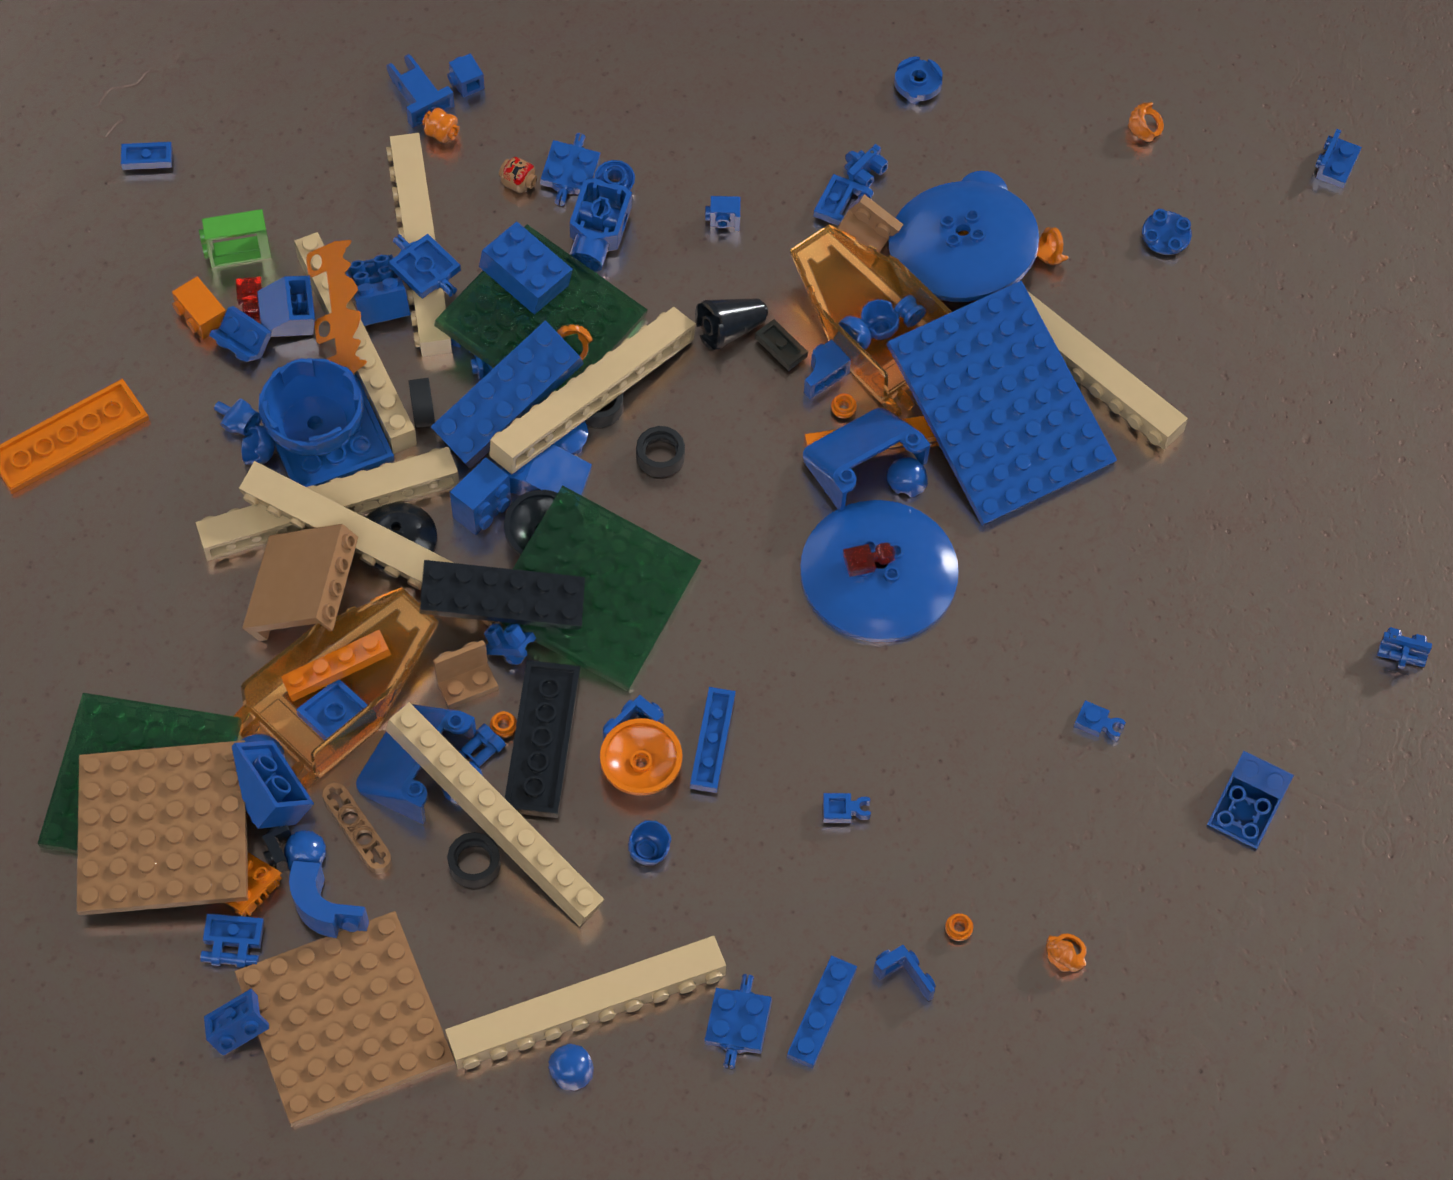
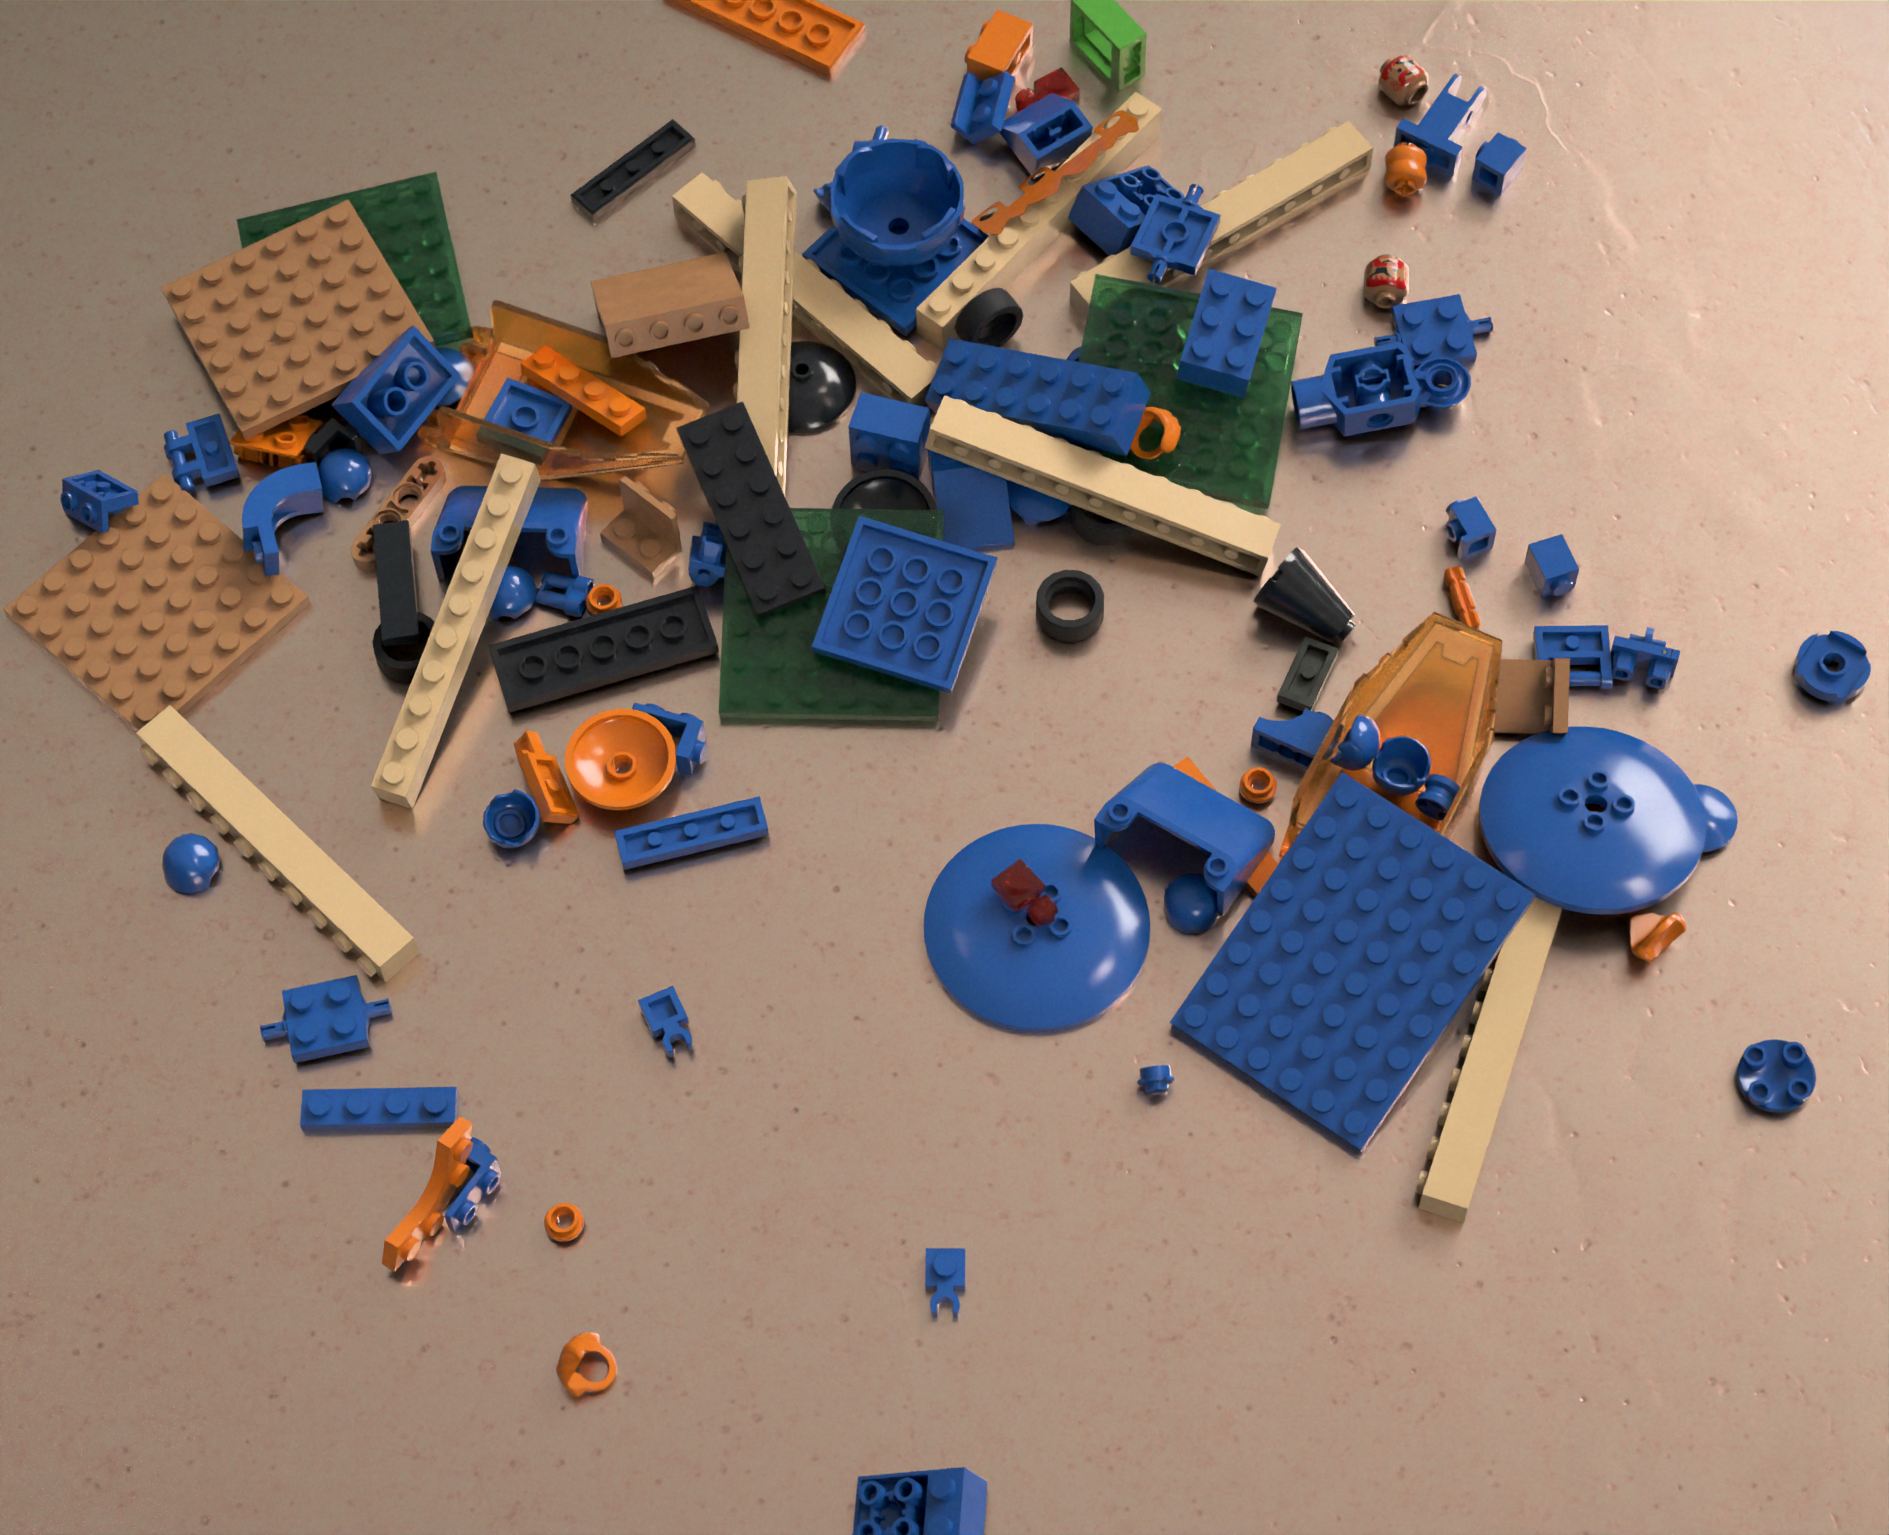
camera: 70 degrees right, 0 degrees up
(154, 570) = (633, 170): none -> black tile
(369, 96) = (1403, 80): none -> medium nougat head
(425, 844) = (396, 583): none -> black tile
(622, 536) = (904, 604): none -> blue plate
(623, 812) = (545, 780): none -> orange hinge
(770, 241) = (1461, 596): none -> orange axle
(776, 183) = (1551, 566): none -> blue brick
(897, 967) = (426, 1216): none -> orange plate
(1019, 547) = (1156, 1078): none -> blue plate

